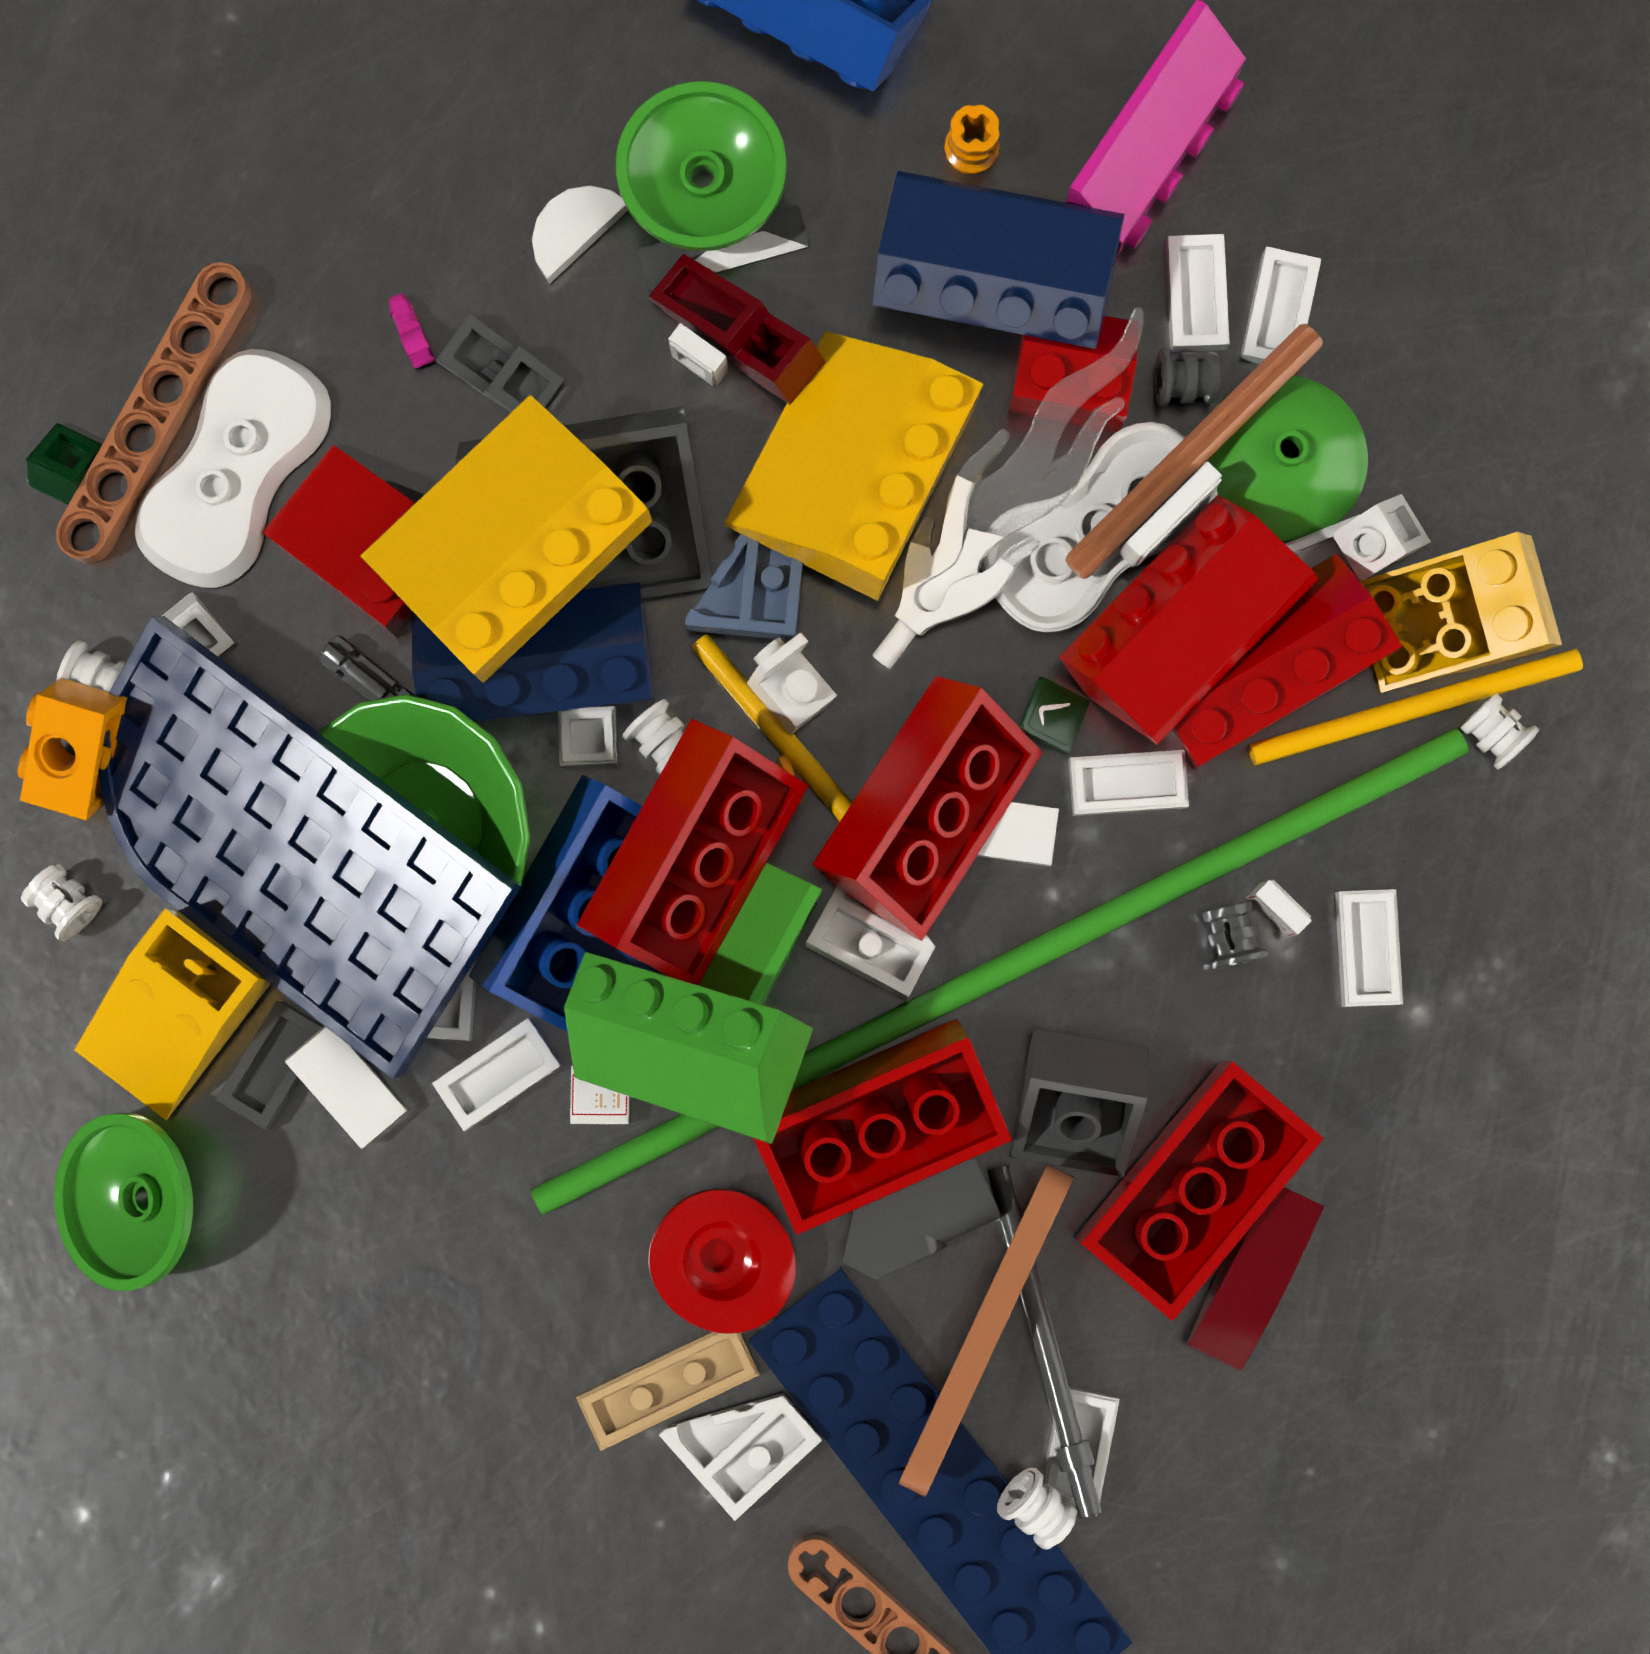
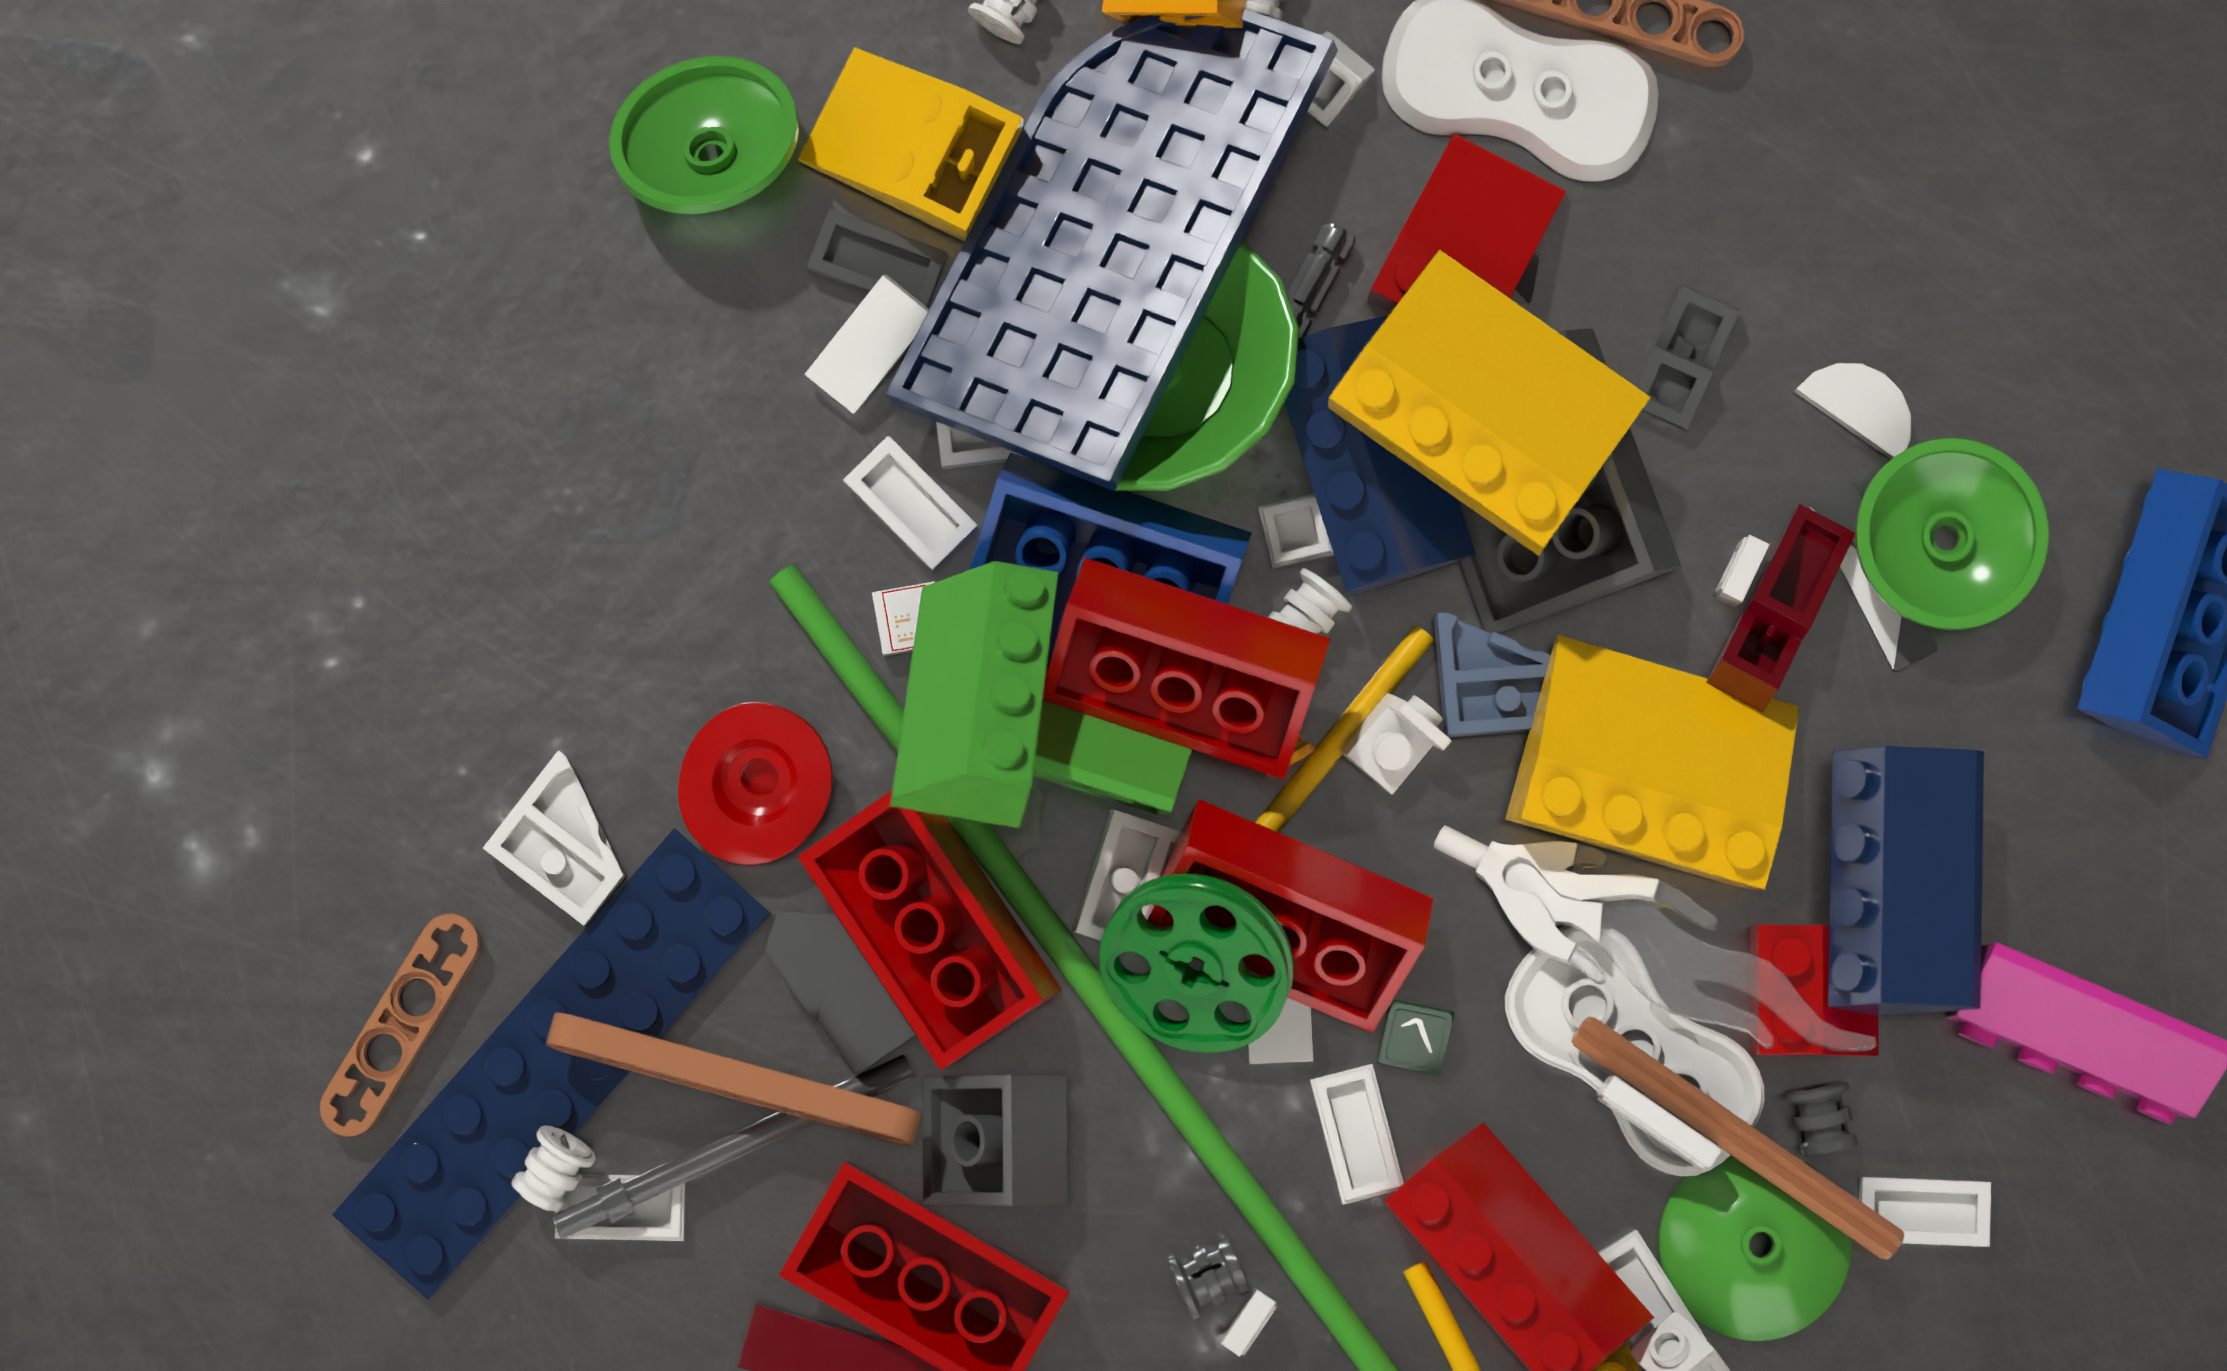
camera: 80 degrees right, 0 degrees up
(410, 331) = (1709, 249): dark pink piece -> none
(666, 1386) = (610, 750): tan tile -> none
(933, 892) = (1174, 946): none -> green wedge
(975, 156) = (2027, 835): light orange bush -> none
(1187, 619) = (1547, 1161): red slope -> none
(1197, 293) = (1924, 1114): white tile -> none

